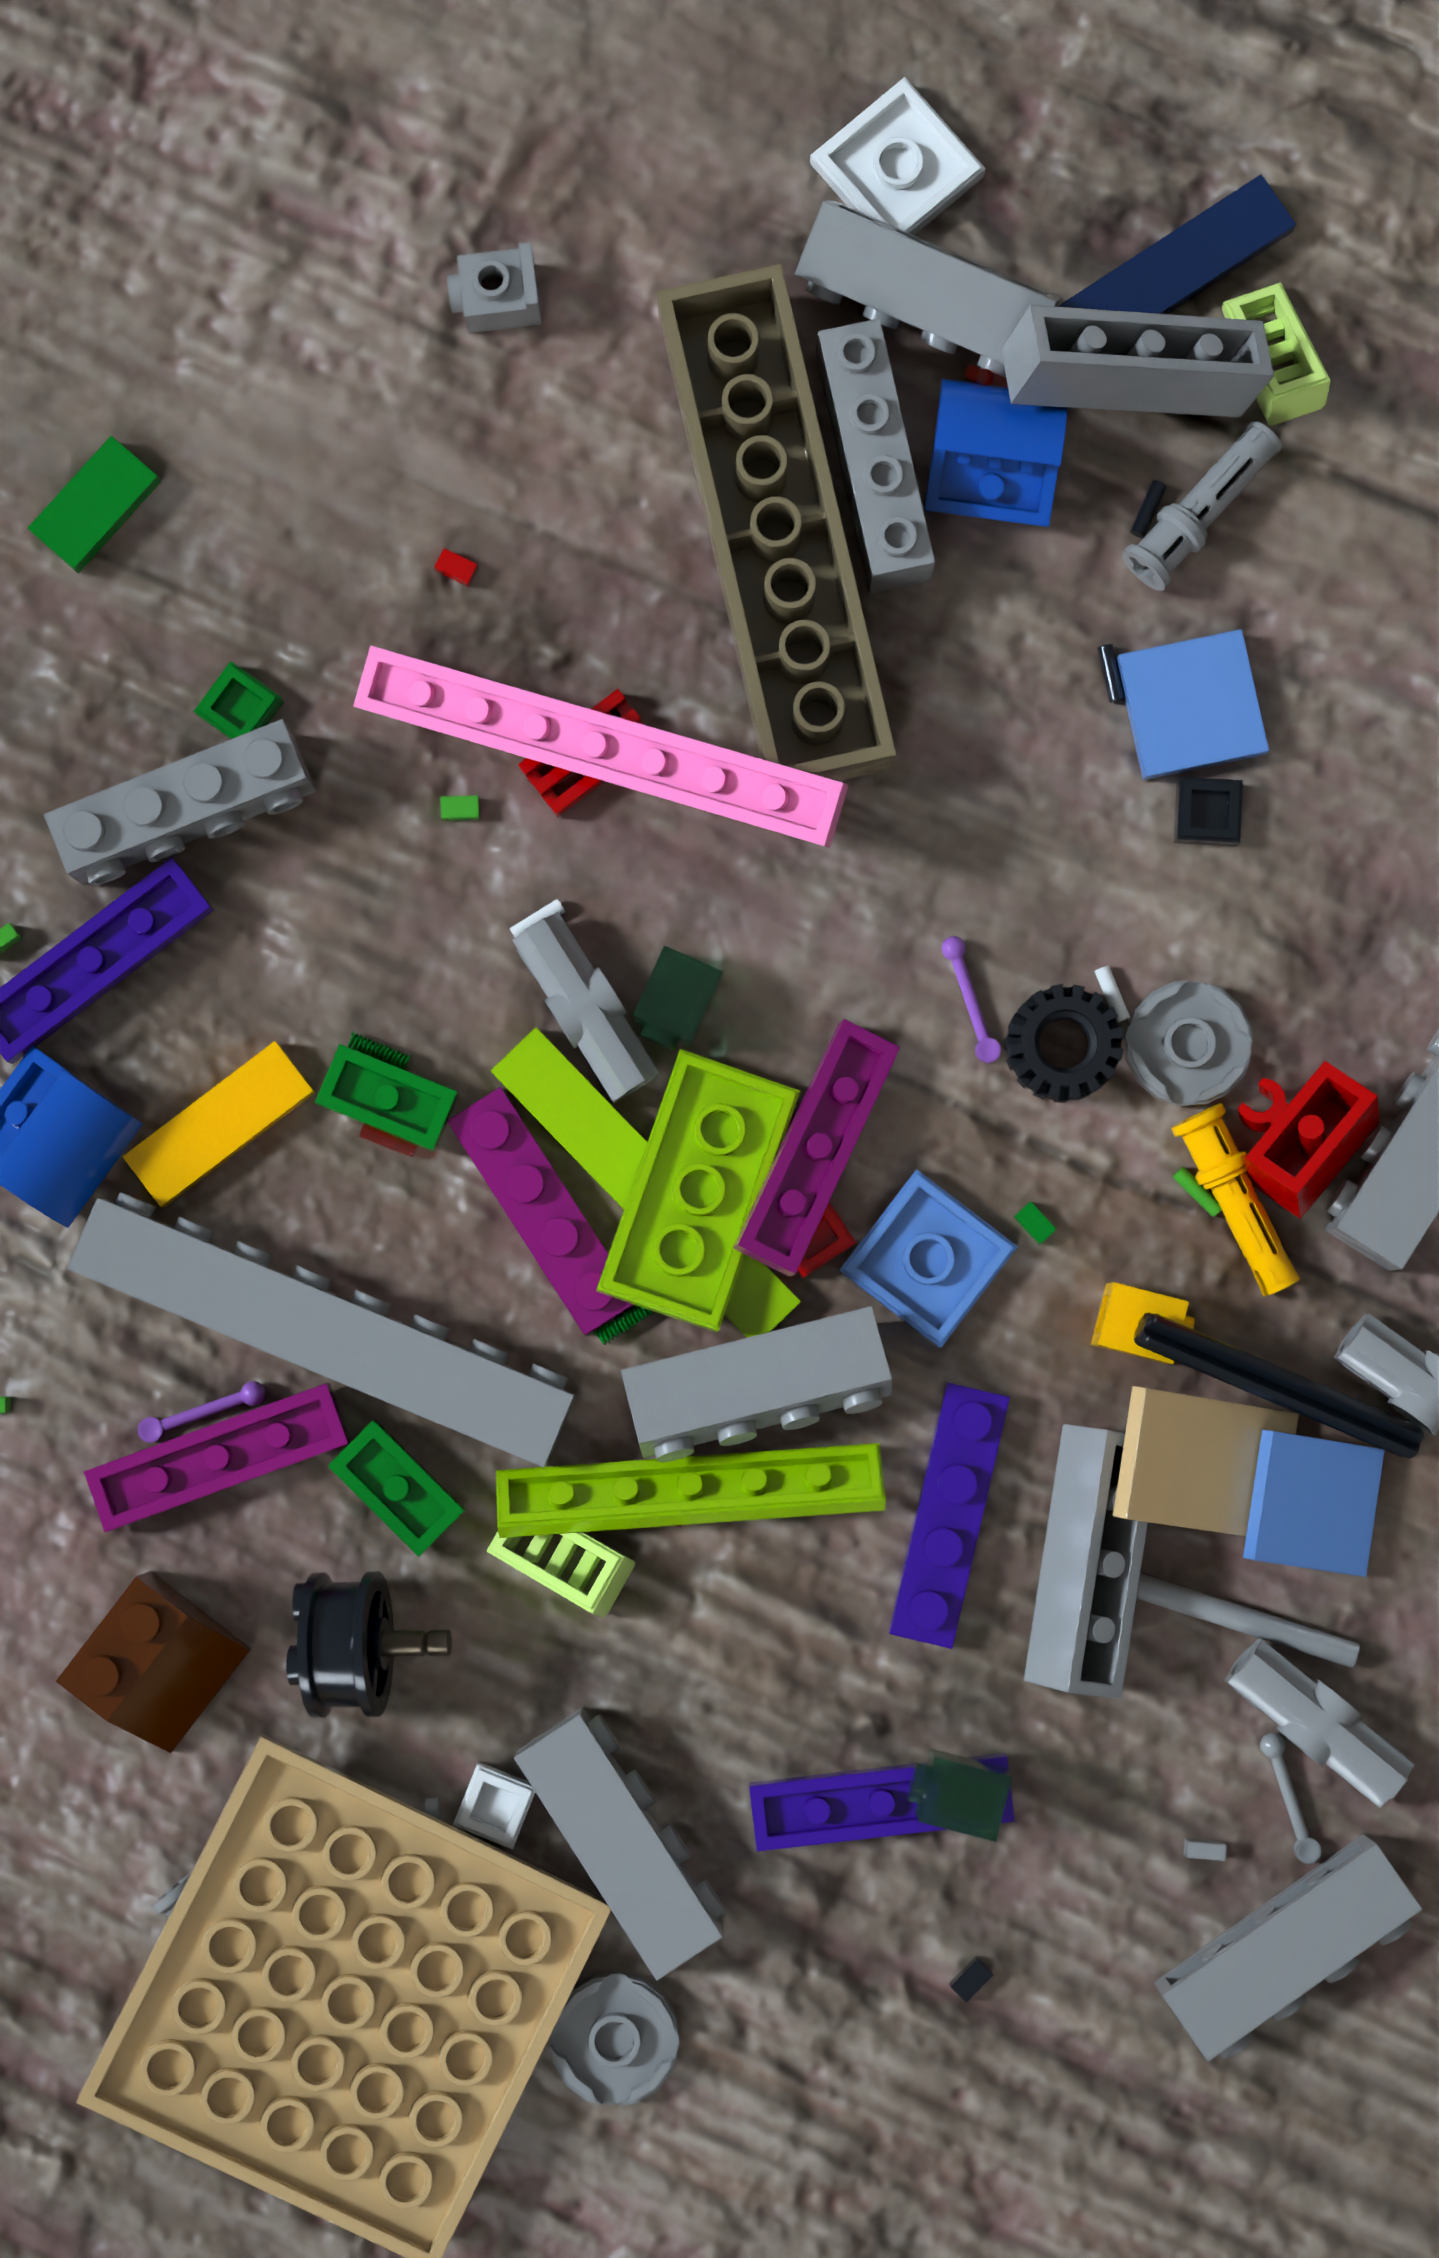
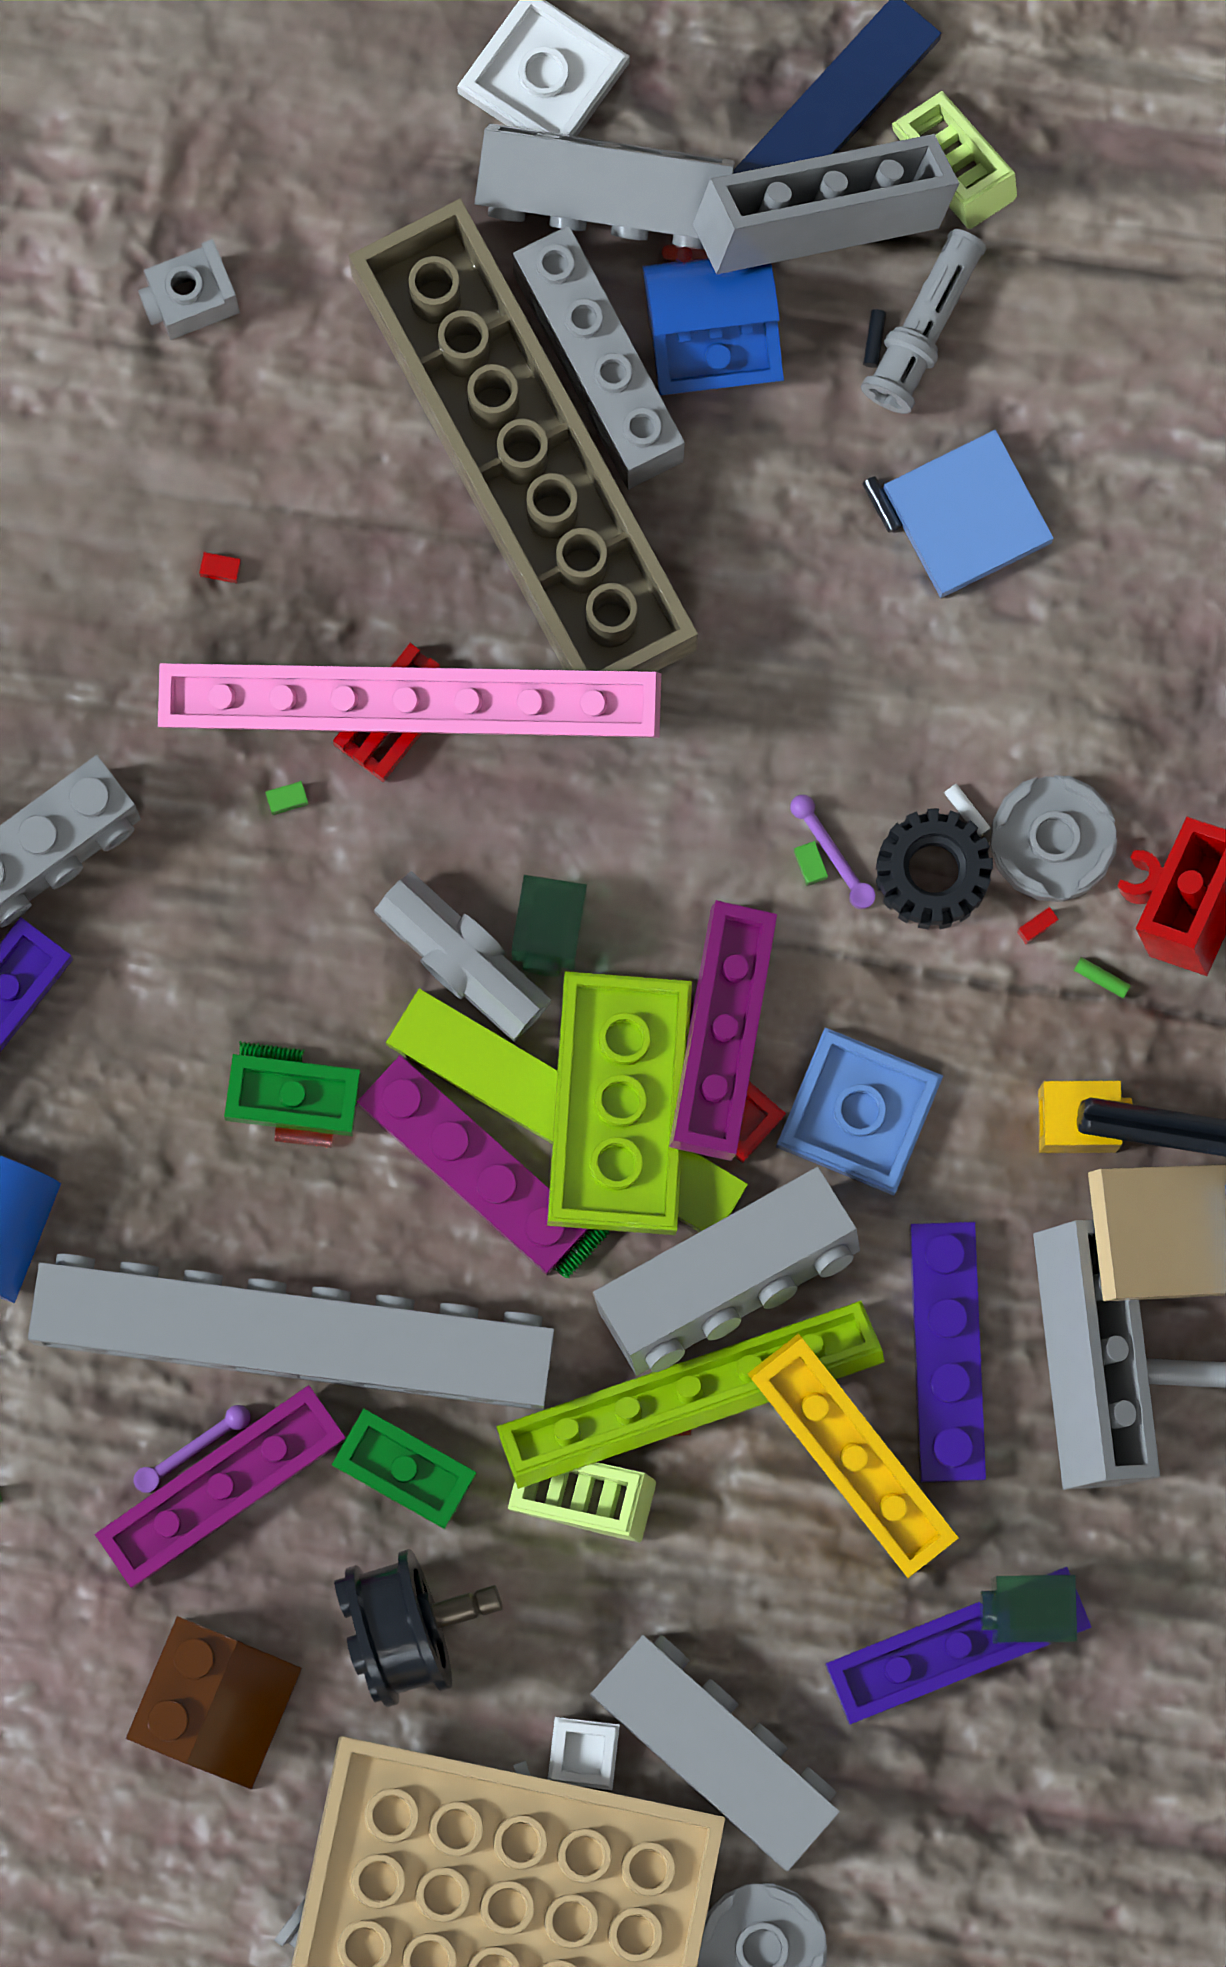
camera: 20 degrees left, 5 degrees down
(219, 1124) = (134, 1165): yellow tile -> none
(238, 703) = (43, 754): green tile -> none
(544, 912) = (398, 874): white piece -> none
(828, 1594) = (853, 1455): none -> yellow plate
(946, 1005) = (810, 863): none -> bright green piece
(971, 1979) = (1092, 1796): black piece -> none
(1034, 1223) = (953, 1049): green piece -> none
(1149, 1124) = (1037, 925): none -> red piece
(1208, 811) = (1011, 611): black tile -> none
(1224, 1172) = (1121, 950): yellow pin -> none

